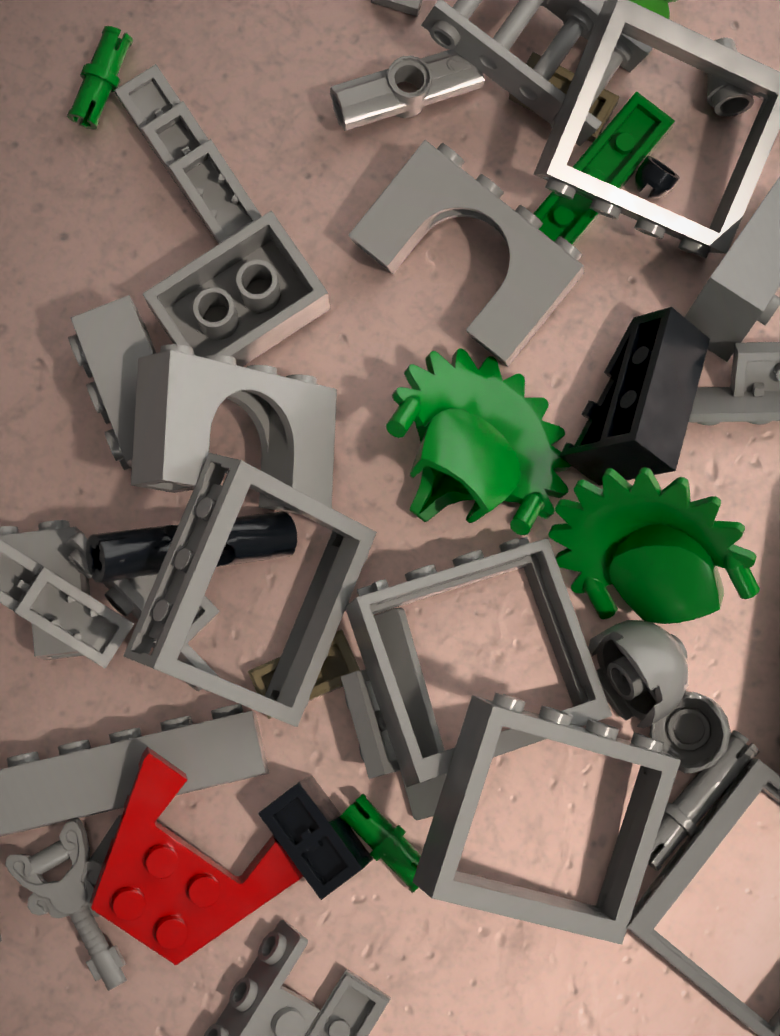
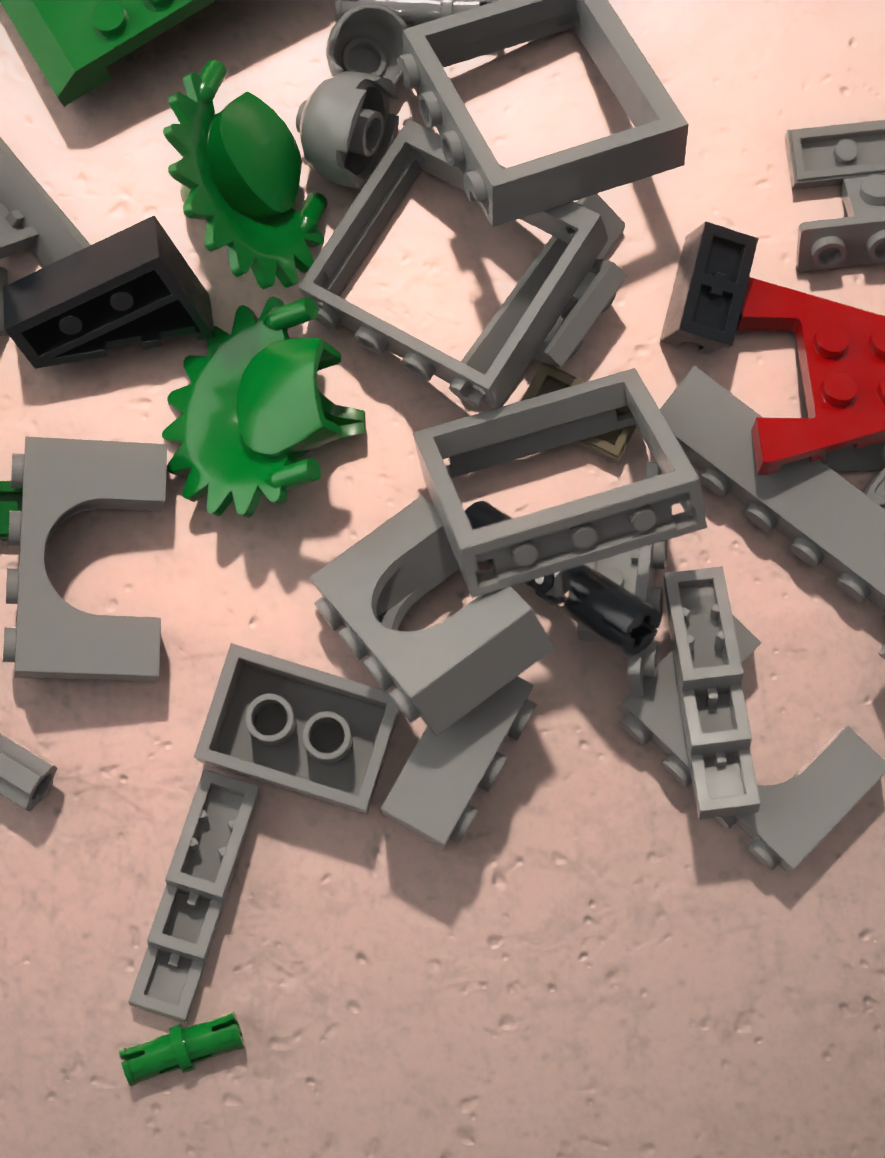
camera: 135 degrees left, 0 degrees up
(383, 839) = (663, 231): green pin -> none

